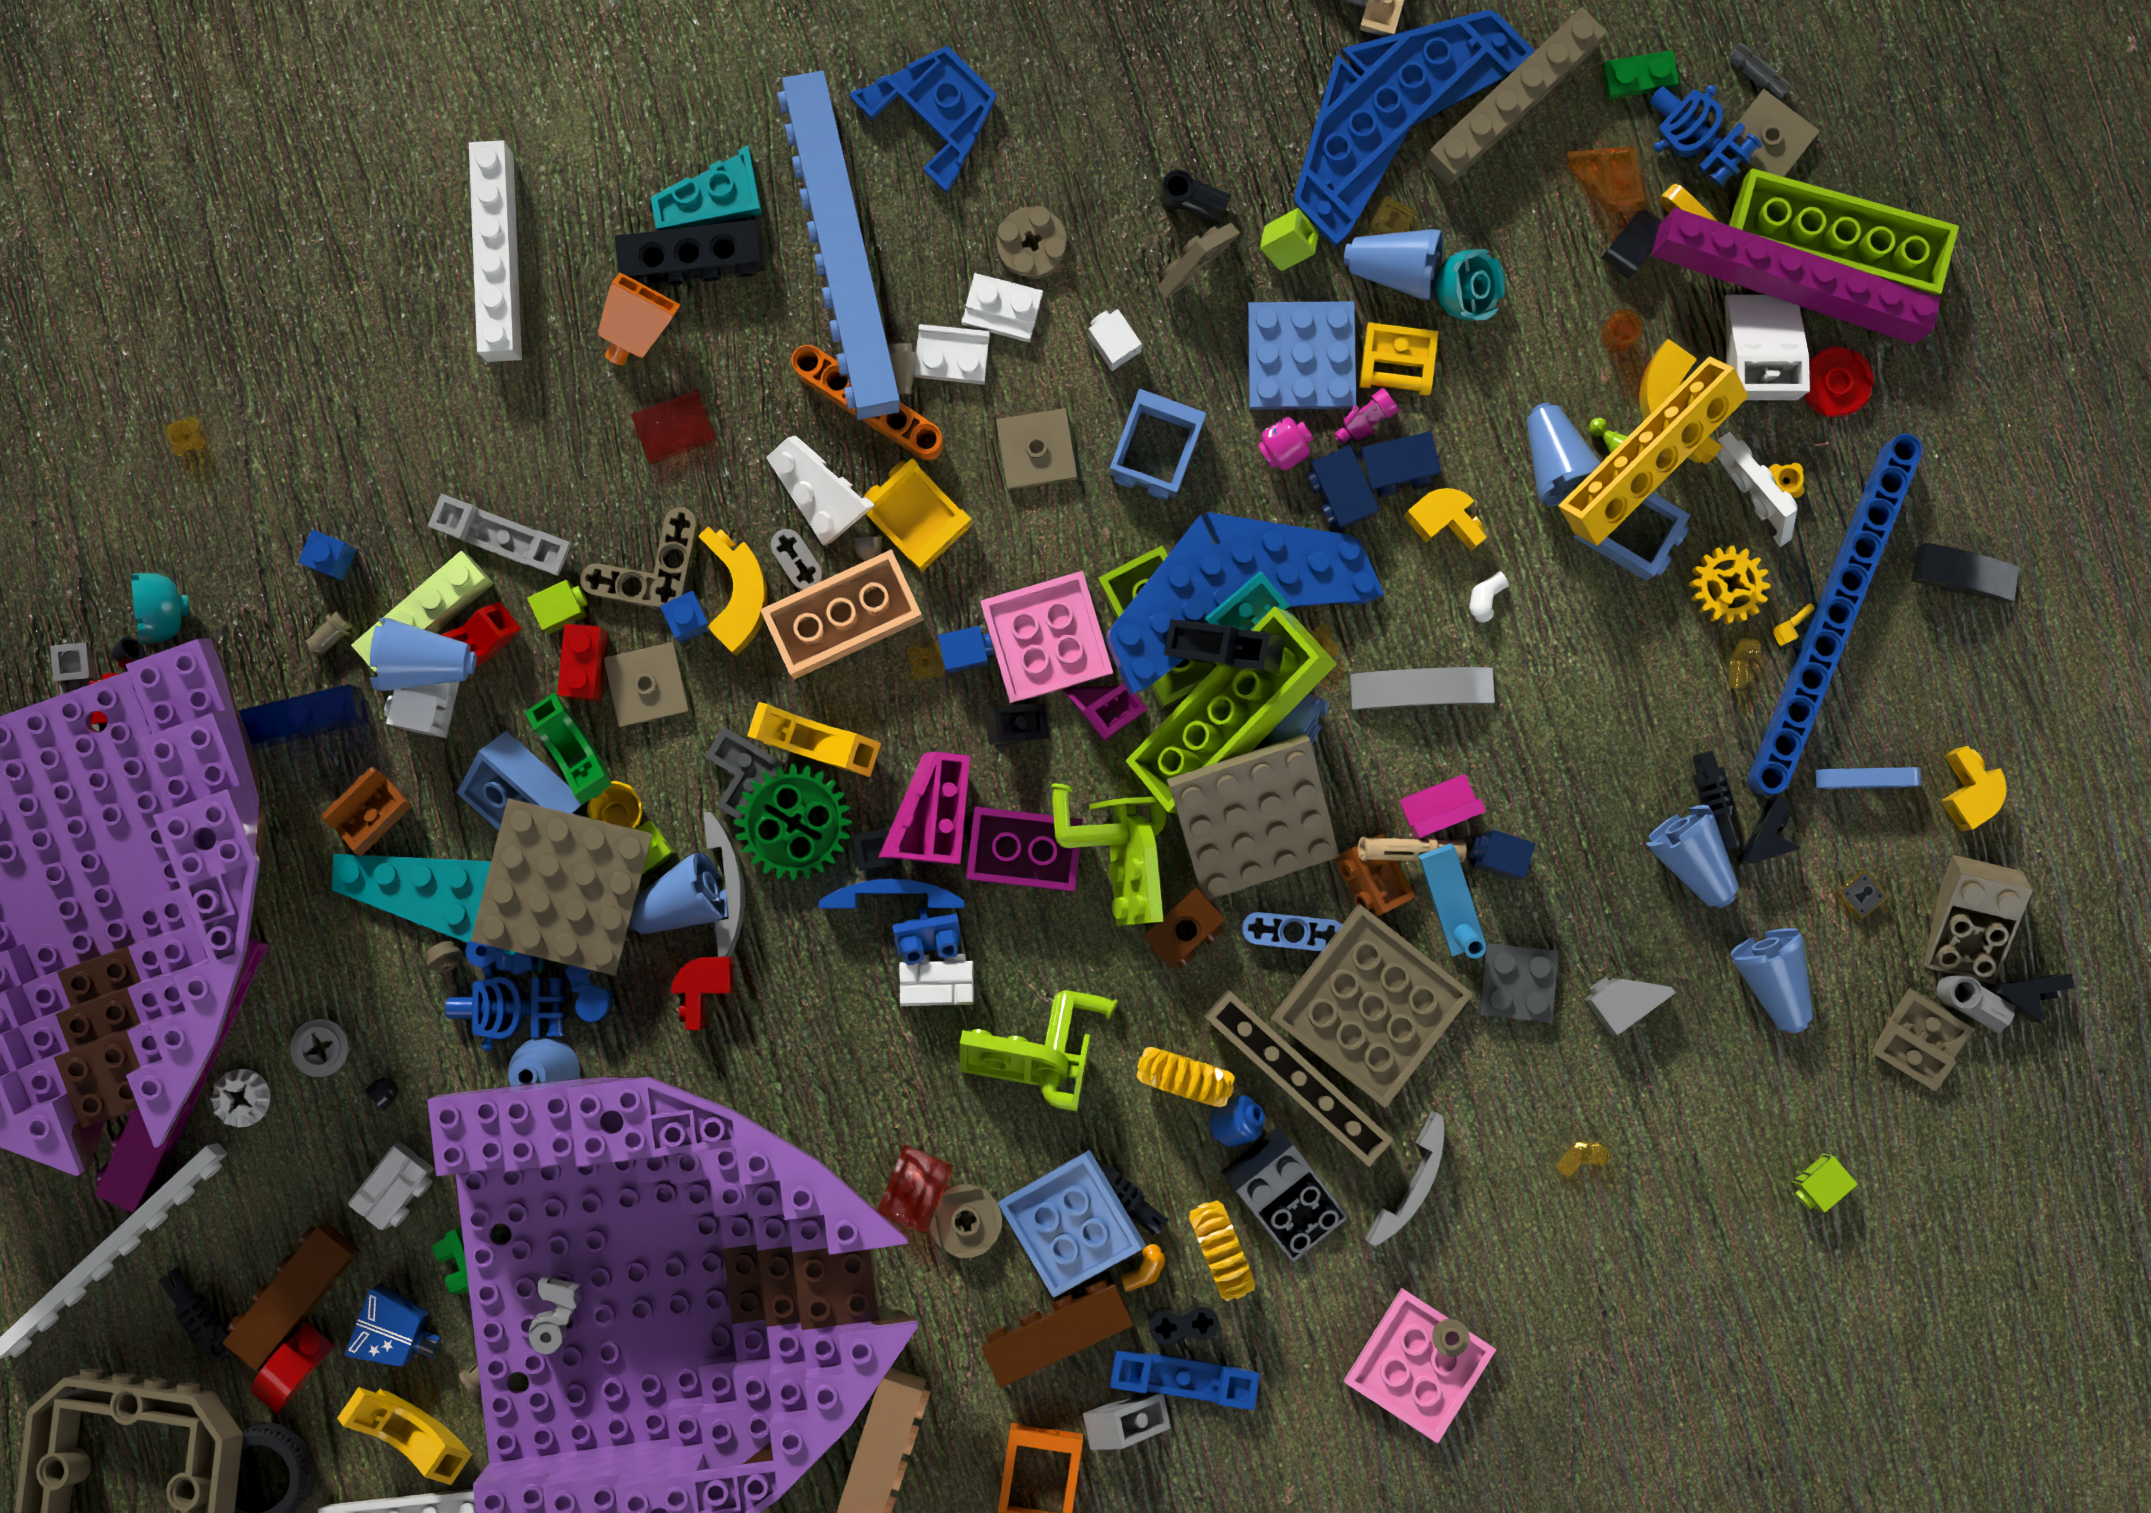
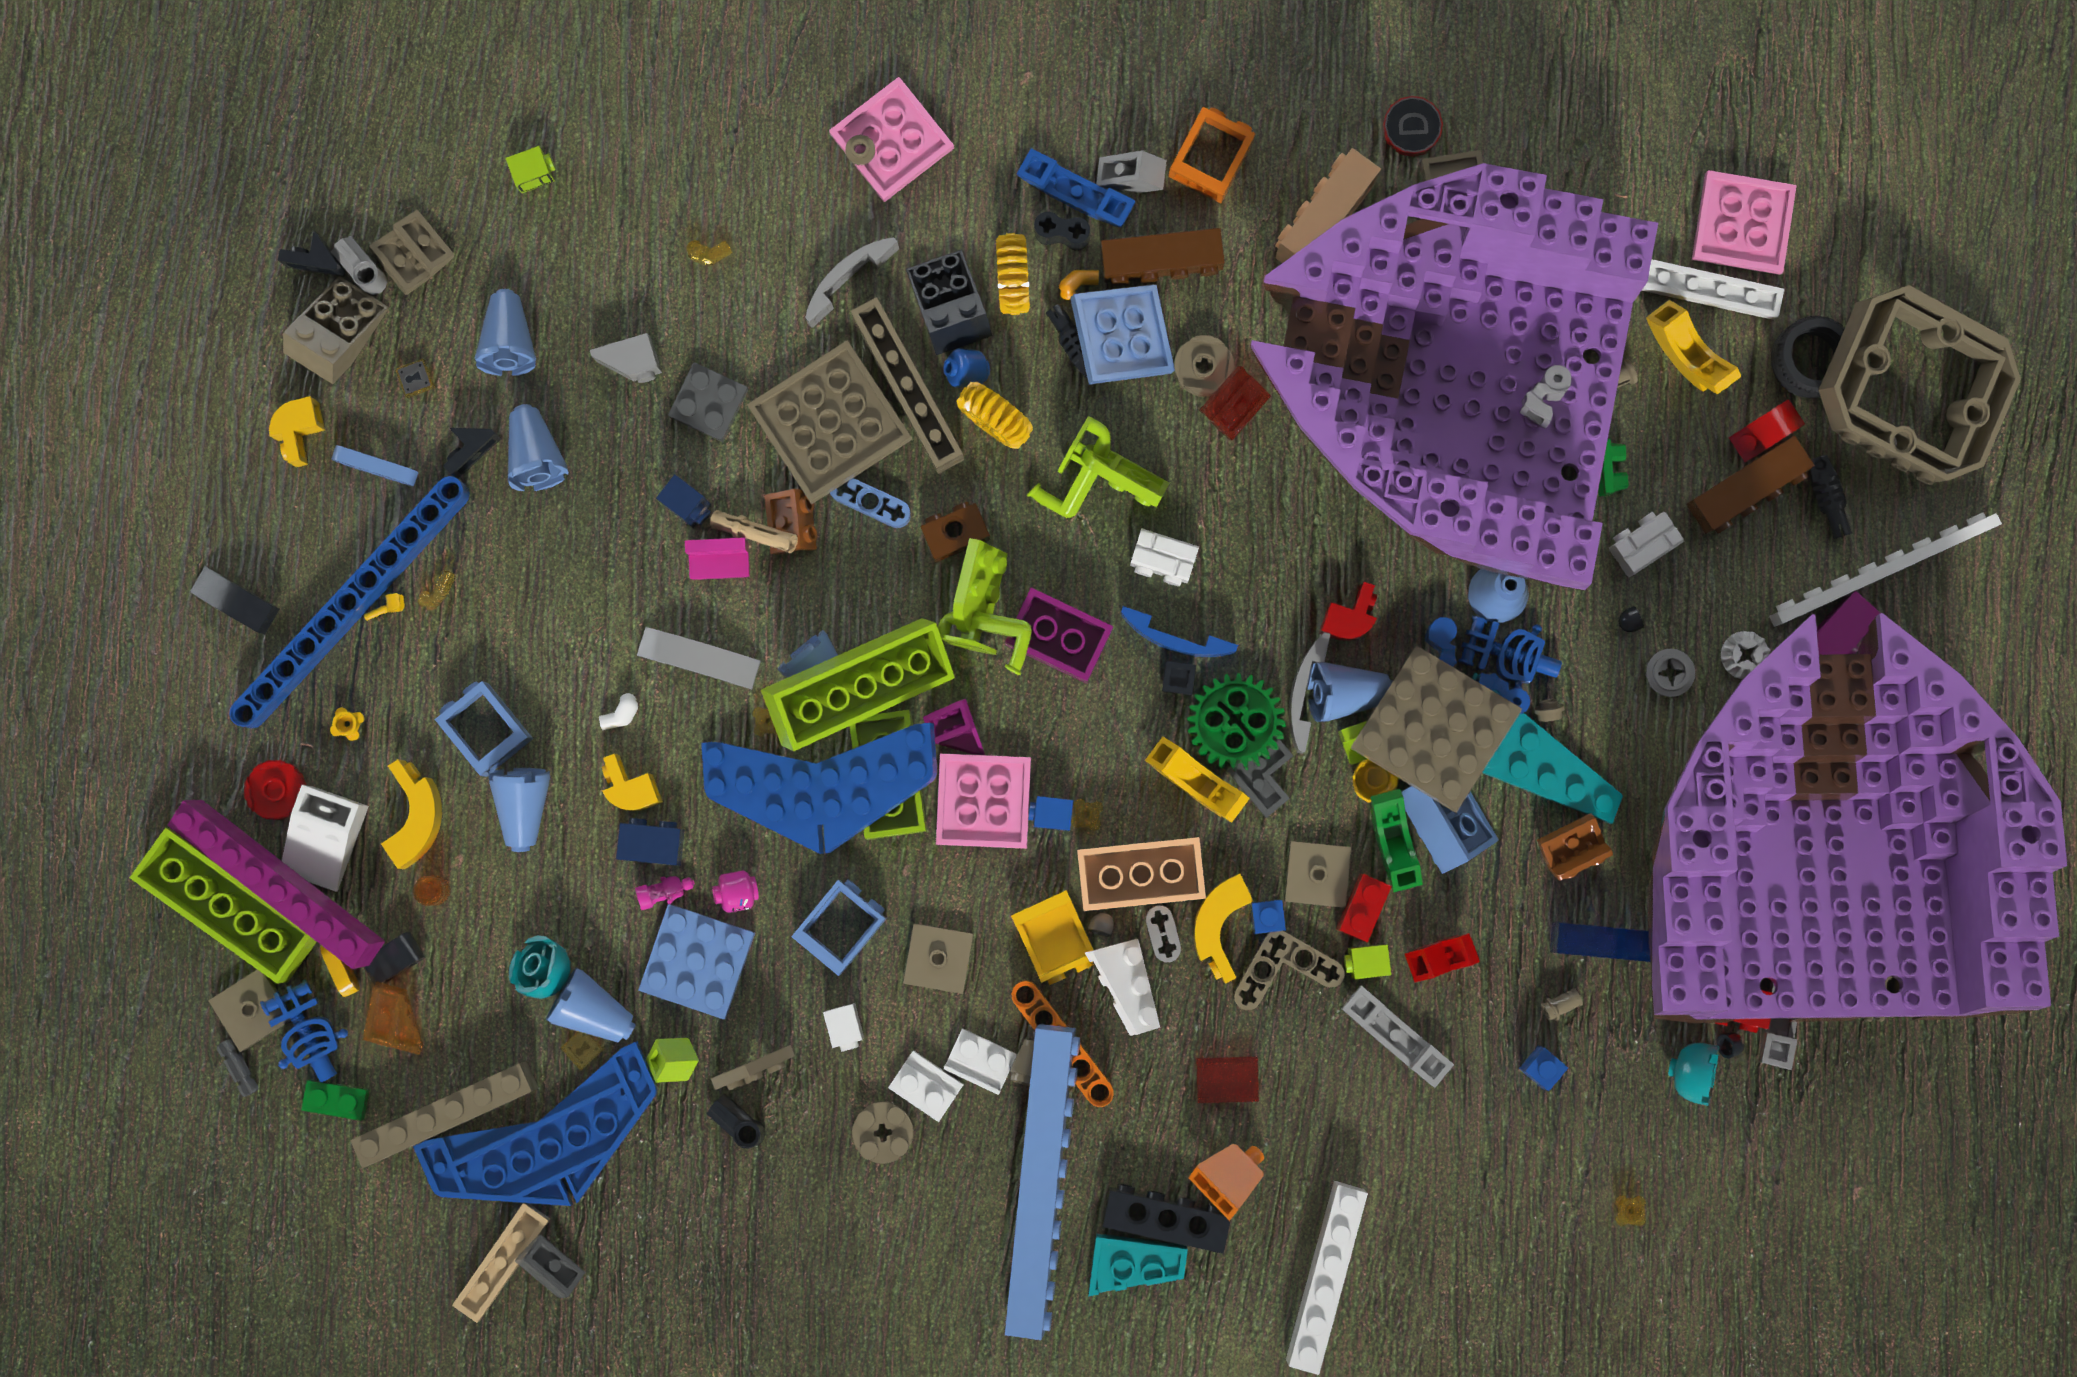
camera: 155 degrees left, 0 degrees up
(391, 1330) = (1680, 433): blue torso -> none
(416, 657) = (1493, 949): medium blue cone -> none
(423, 708) = (1499, 920): white brick -> none
(435, 600) = (1480, 993): yellowish green brick -> none
(927, 934) = (1159, 596): blue hips -> none
(932, 812) = (1123, 690): dark pink wedge -> none
(945, 98) = (911, 1279): blue wing -> none
(1016, 724) = (1031, 738): black slope -> none
(1225, 646) = (844, 733): black slope -> none
(1248, 604) = (817, 759): teal bracket -> none
(1254, 817) = (869, 596): dark tan plate -> none
(1342, 489) = (704, 838): dark blue brick -> none
(1399, 347) = (614, 939): yellow plate -> none
(1452, 902) = (736, 478): dark azure piece -> none
(1599, 427) = (470, 799): lime piece -> none
(1653, 450) = (444, 777): yellow brick -> none
(1715, 792) = (499, 492): black hinge -> none
(1737, 573) = (433, 646): yellow gear -> none
(1766, 496) = (368, 712): white wing -> none

